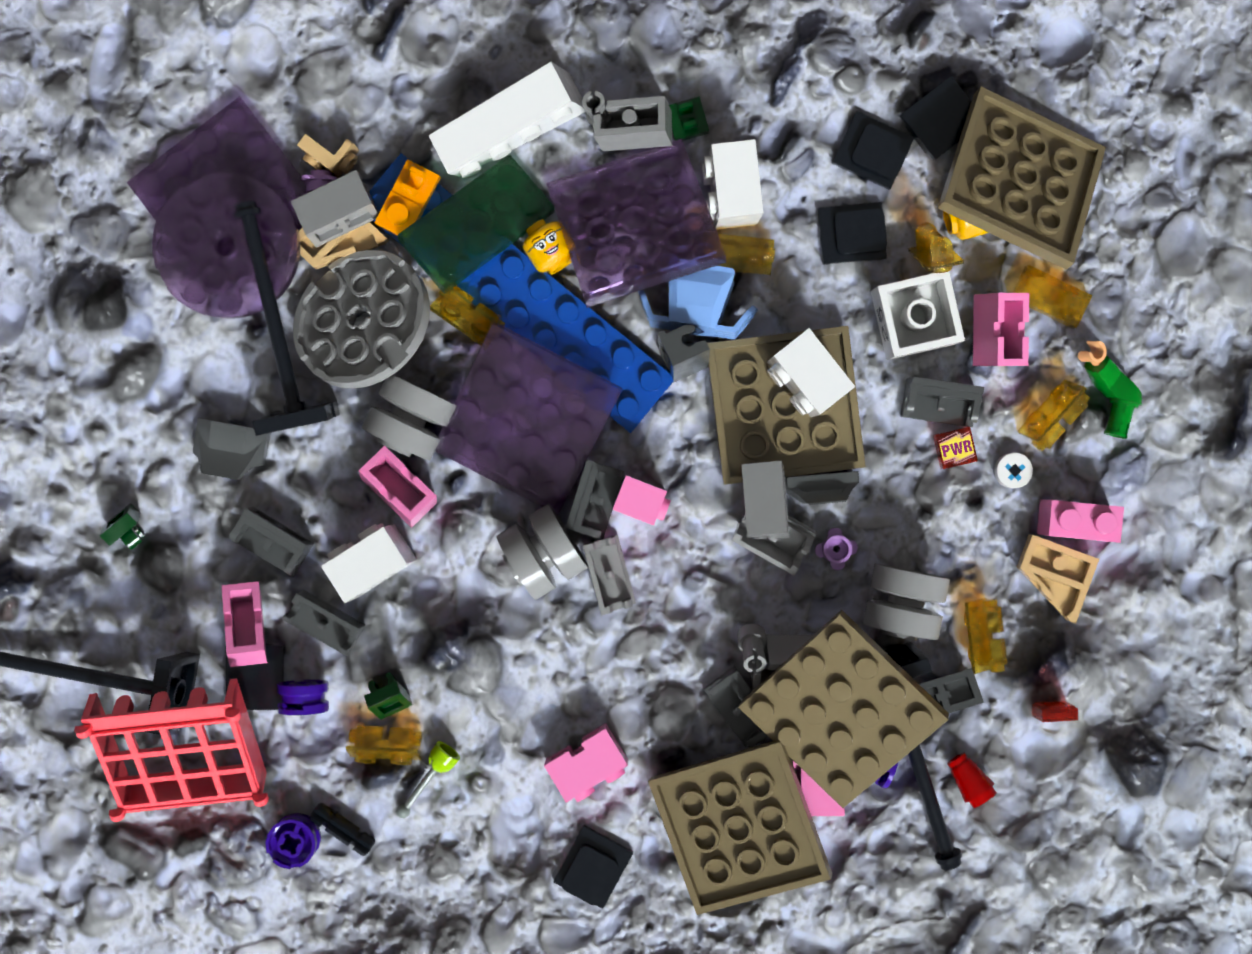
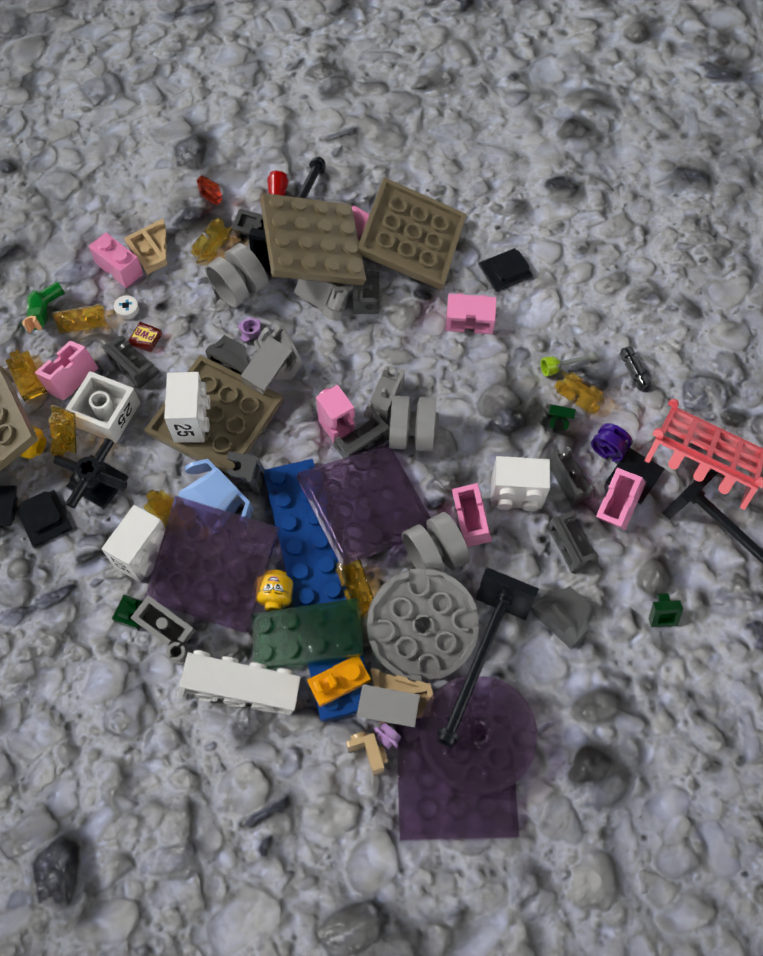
camera: 145 degrees left, 25 degrees down
(293, 841) = (667, 378): dark purple wheel -> none
(866, 217) = (90, 473): none -> black bar

